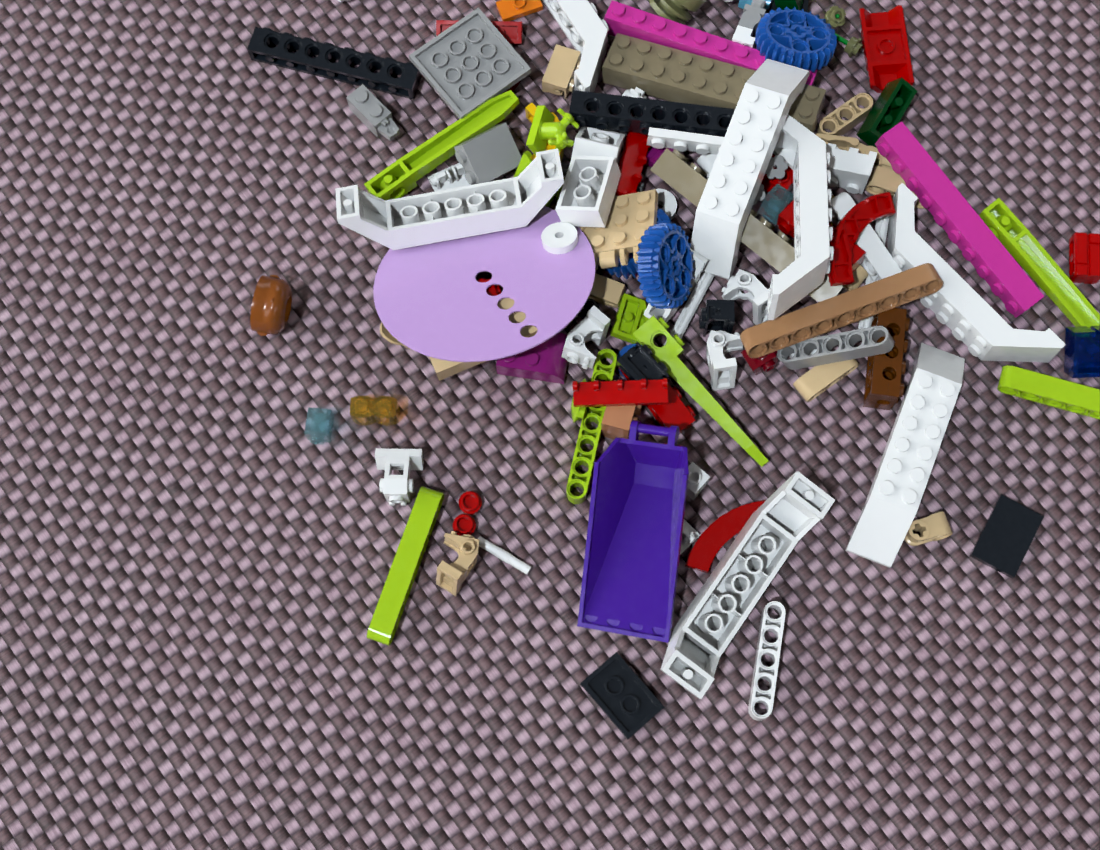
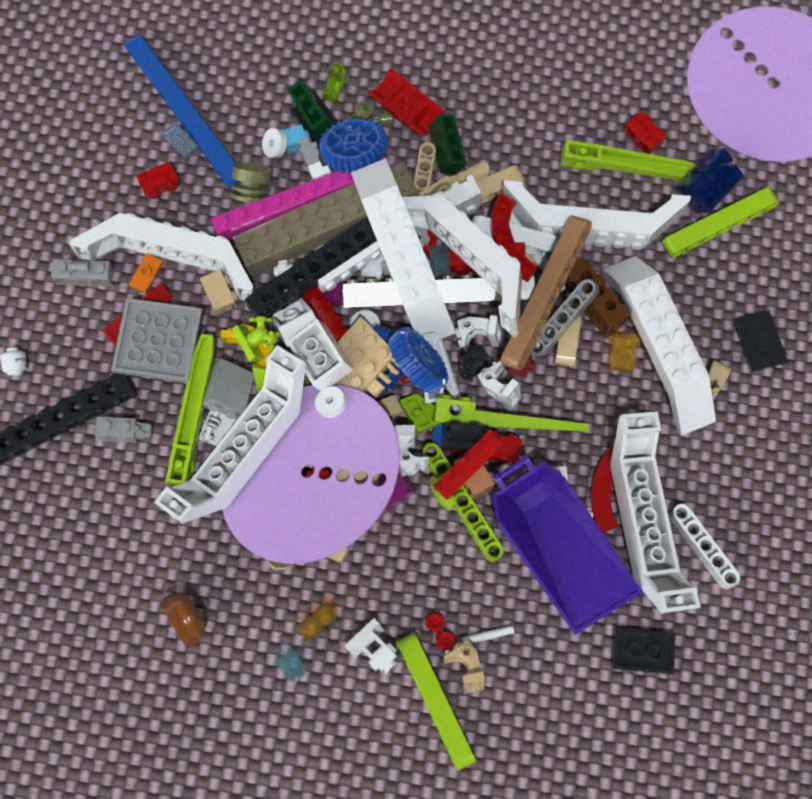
camera: 50 degrees left, 0 degrees up
(864, 428) = (622, 351): none -> clear yellow brick
(958, 220) = (554, 173): dark pink brick -> none

